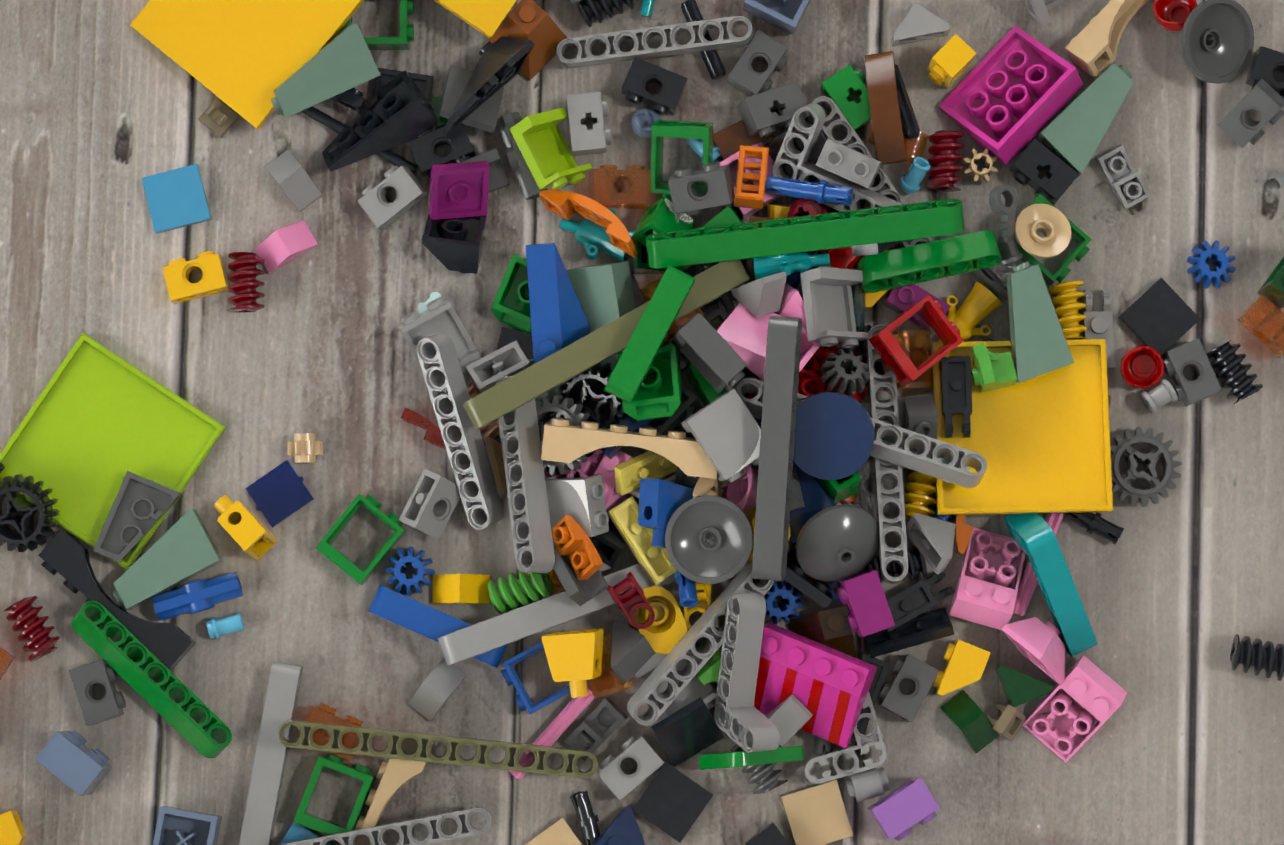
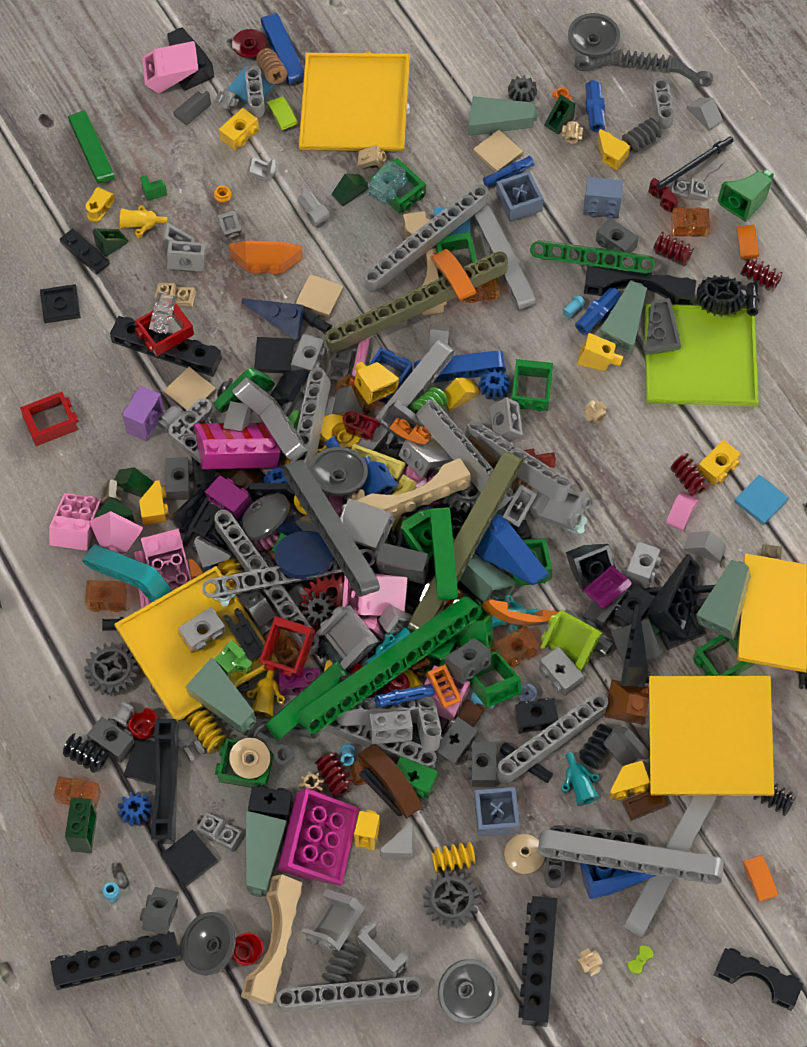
camera: 150 degrees right, 20 degrees down
(279, 493) = (592, 386): clear blue piece -> none
(366, 755) = (454, 274): none -> orange slope
(995, 441) = (208, 620): none -> light grey brick
(1111, 576) = (97, 589): none -> clear orange brick
(1158, 268) = (164, 812): none -> black arch
(1178, 167) = (188, 858): none -> black tile

